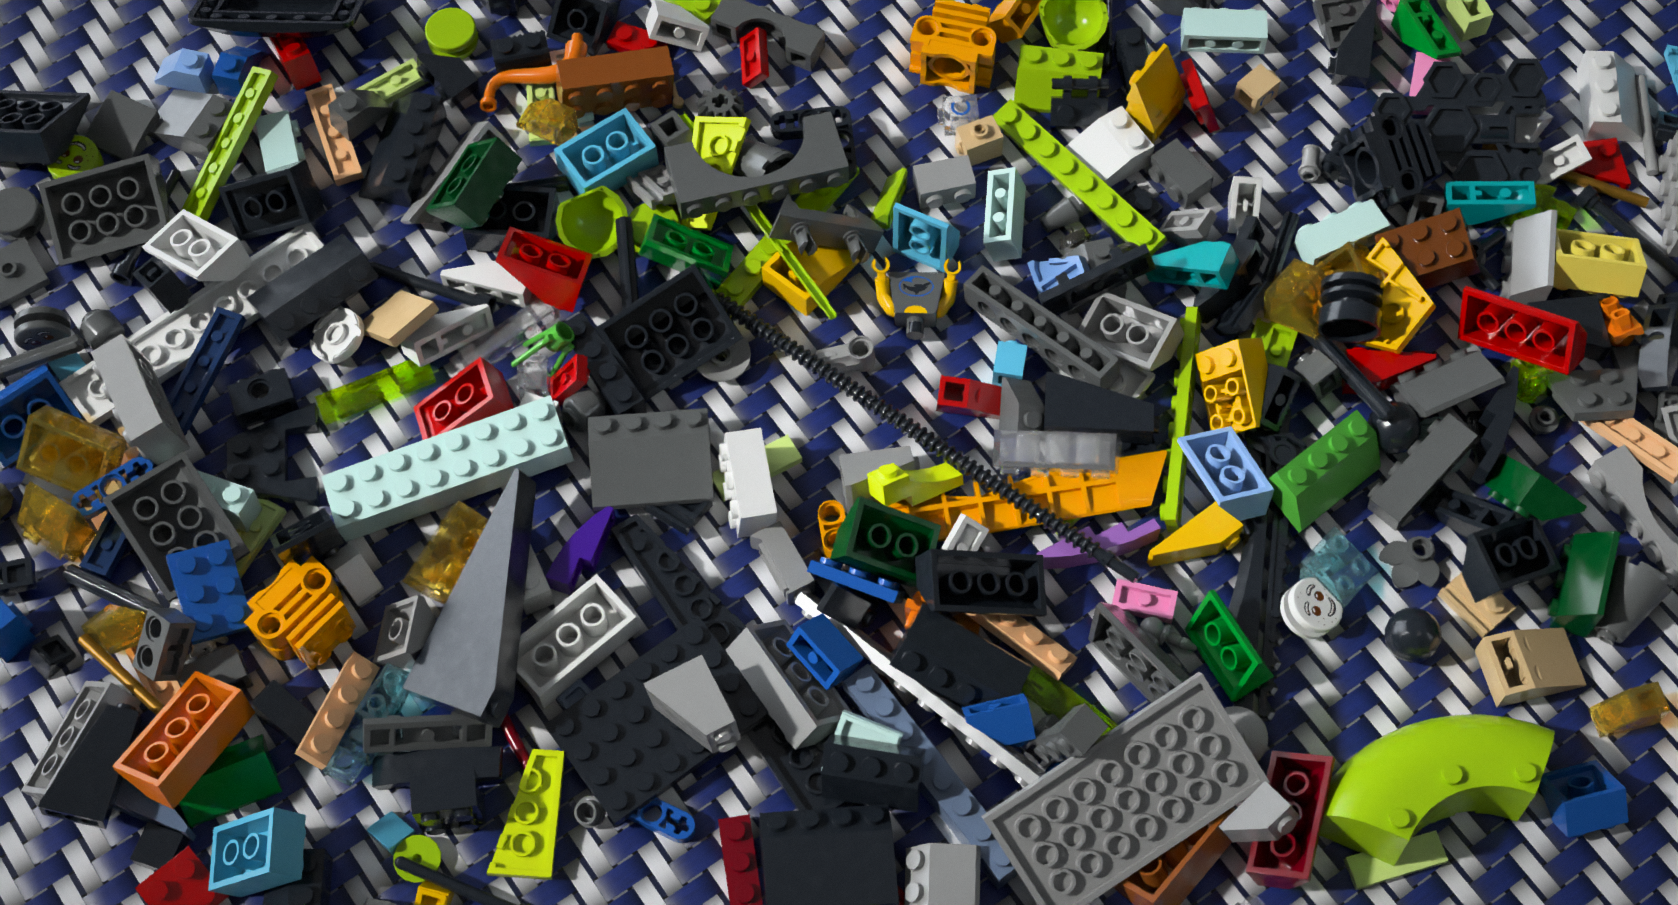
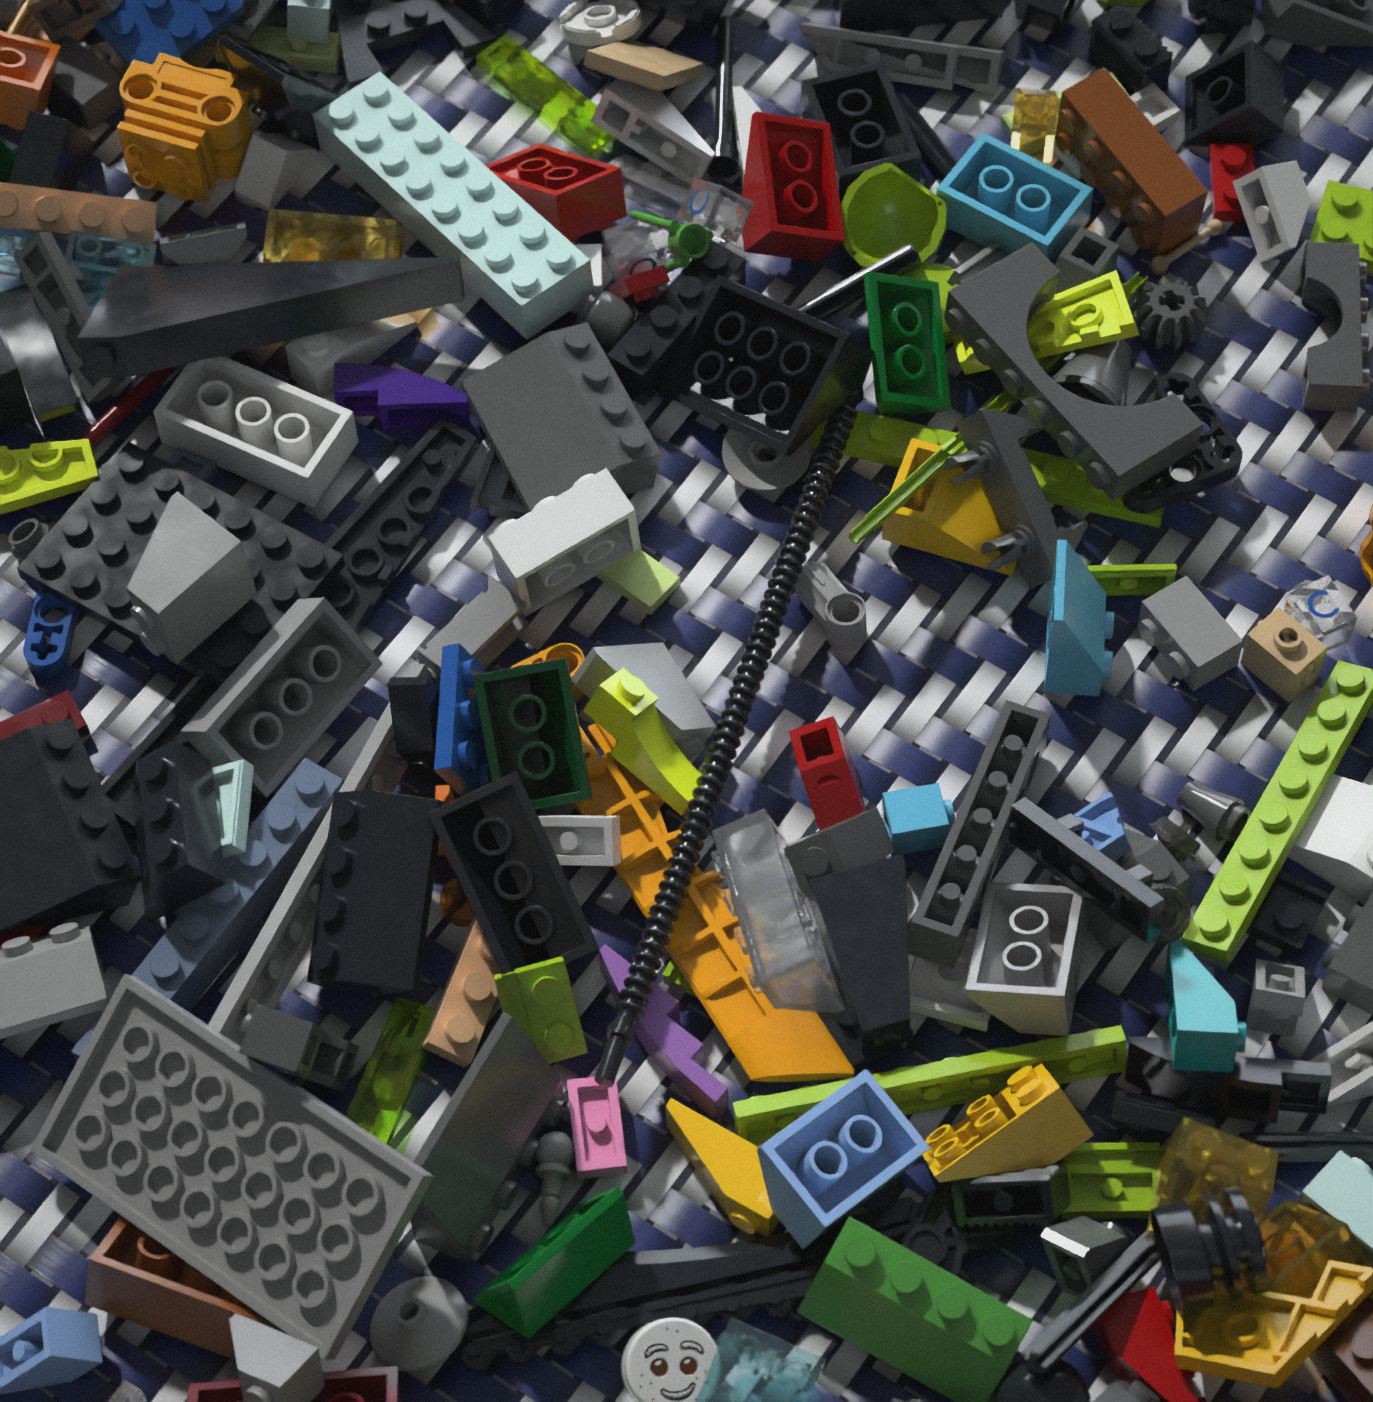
camera: 70 degrees right, 5 degrees down
(475, 183) = (871, 61): dark green slope -> none
(541, 75) = (1158, 106): orange animal -> none
(541, 314) = (715, 209): none -> clear brick
(754, 57) = (1292, 321): red plate -> none
(824, 651) = (338, 716): blue brick -> none
(915, 297) = (970, 657): torso -> none
(1003, 719) = (302, 966): blue slope -> none
(1004, 214) = (1167, 726): light aqua brick -> none
(1066, 604) = (544, 1008): none -> lime plate

